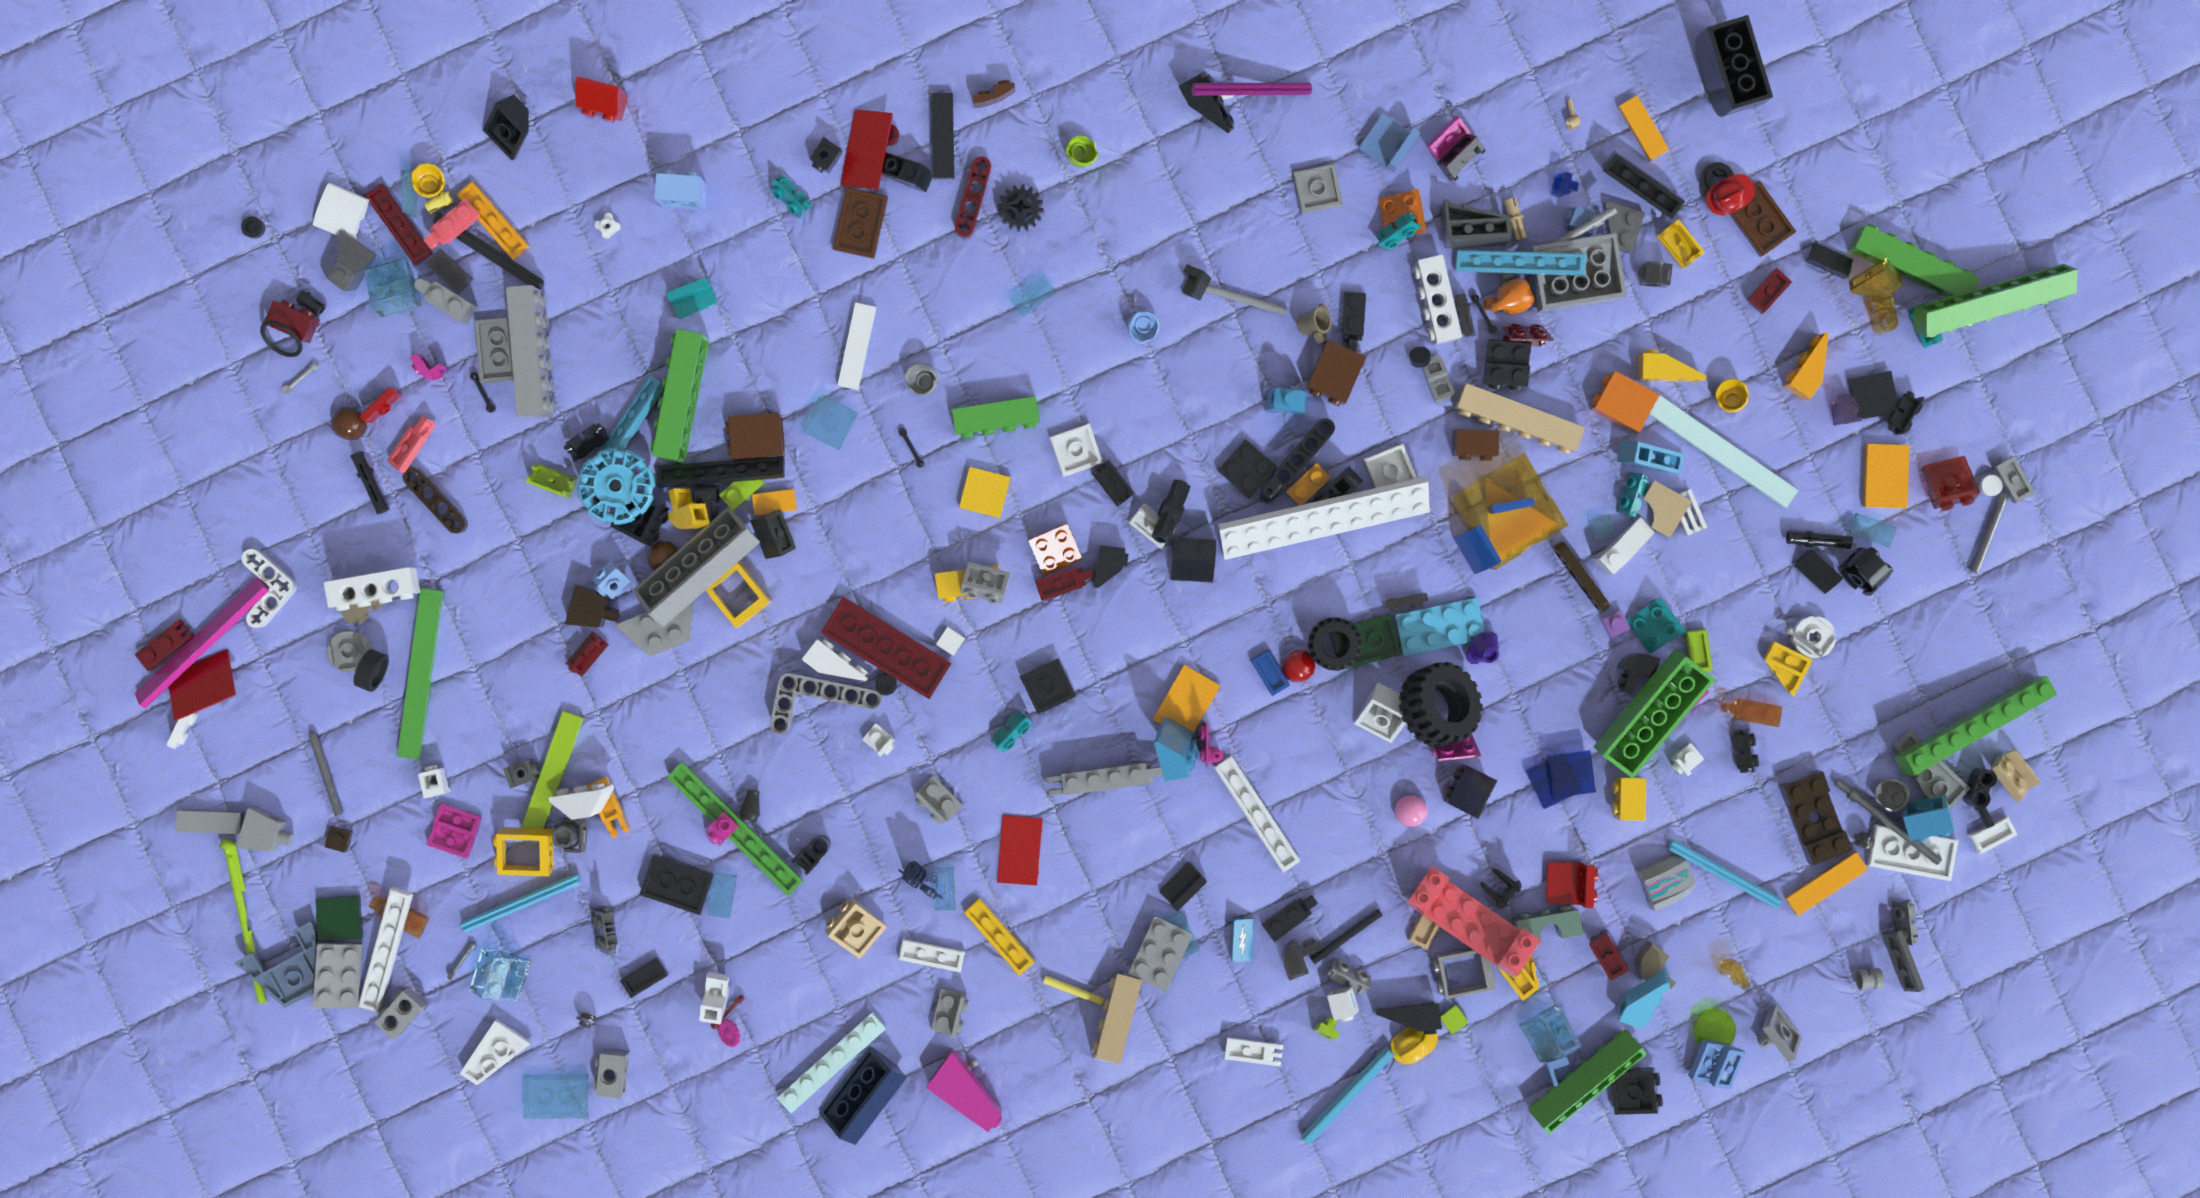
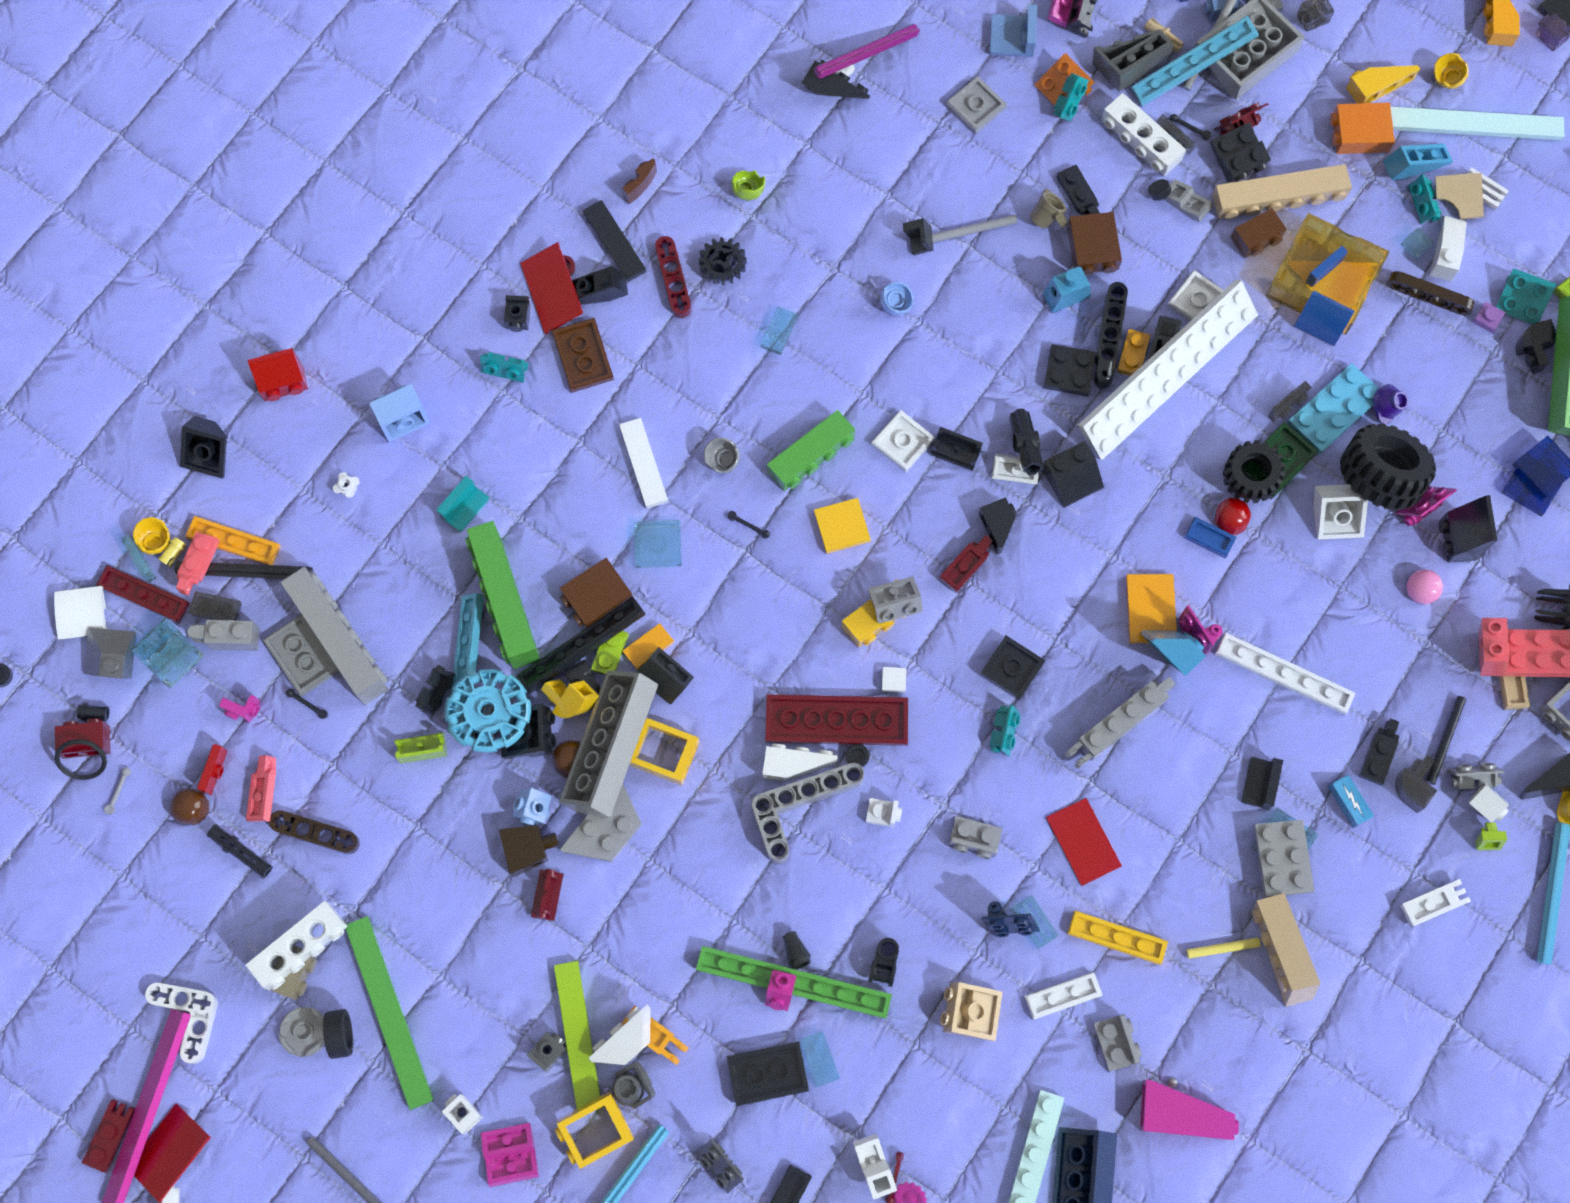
camera: 30 degrees left, 15 degrees down
(1055, 549) = (940, 538): hinge -> none
(1511, 297) = (1205, 96): orange piece -> none

